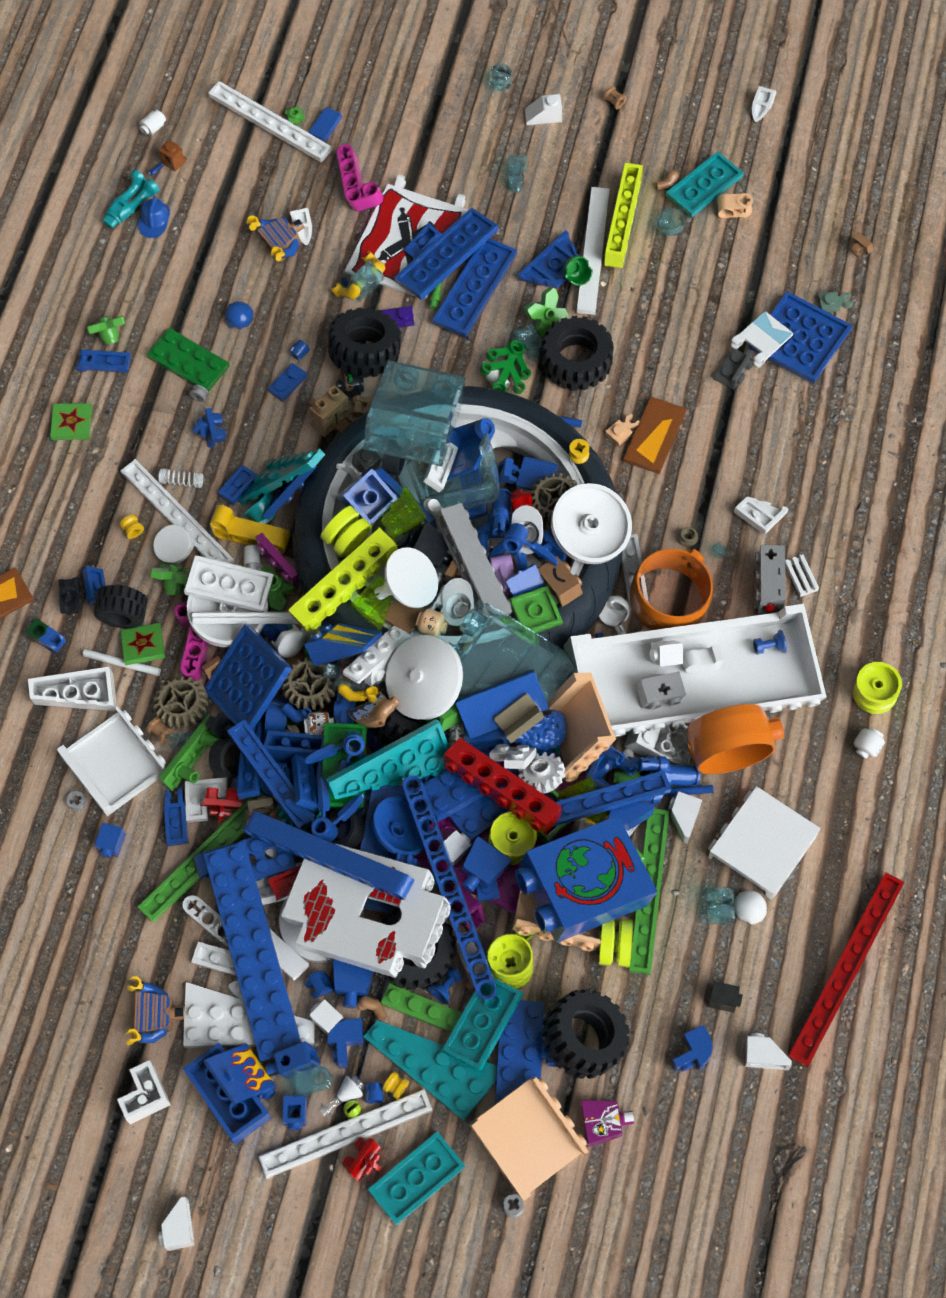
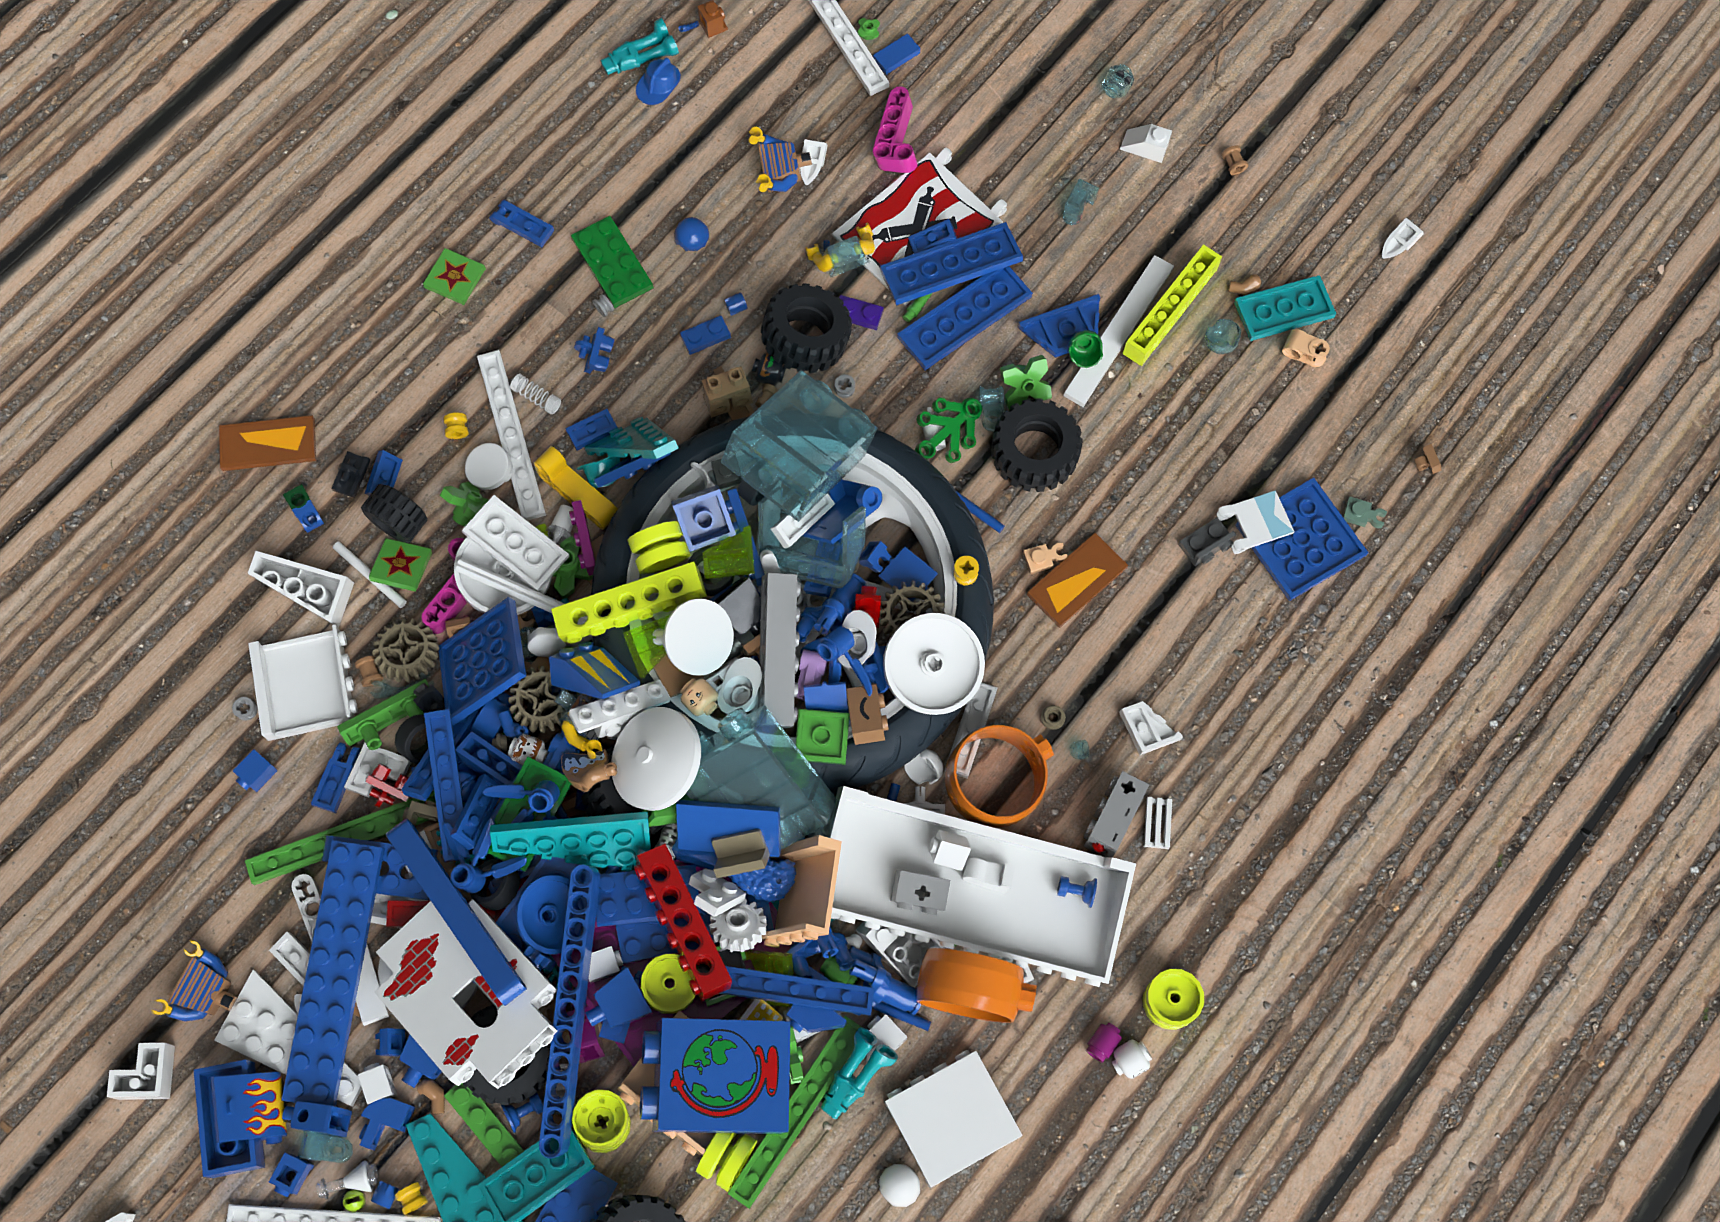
camera: 20 degrees right, 5 degrees up
(107, 328) = (542, 187): bright green plant -> none
(676, 856) = (848, 1088): none -> teal piece
(720, 905) = (865, 1169): clear light blue wheel -> none
(843, 740) = (1104, 1042): none -> magenta brick

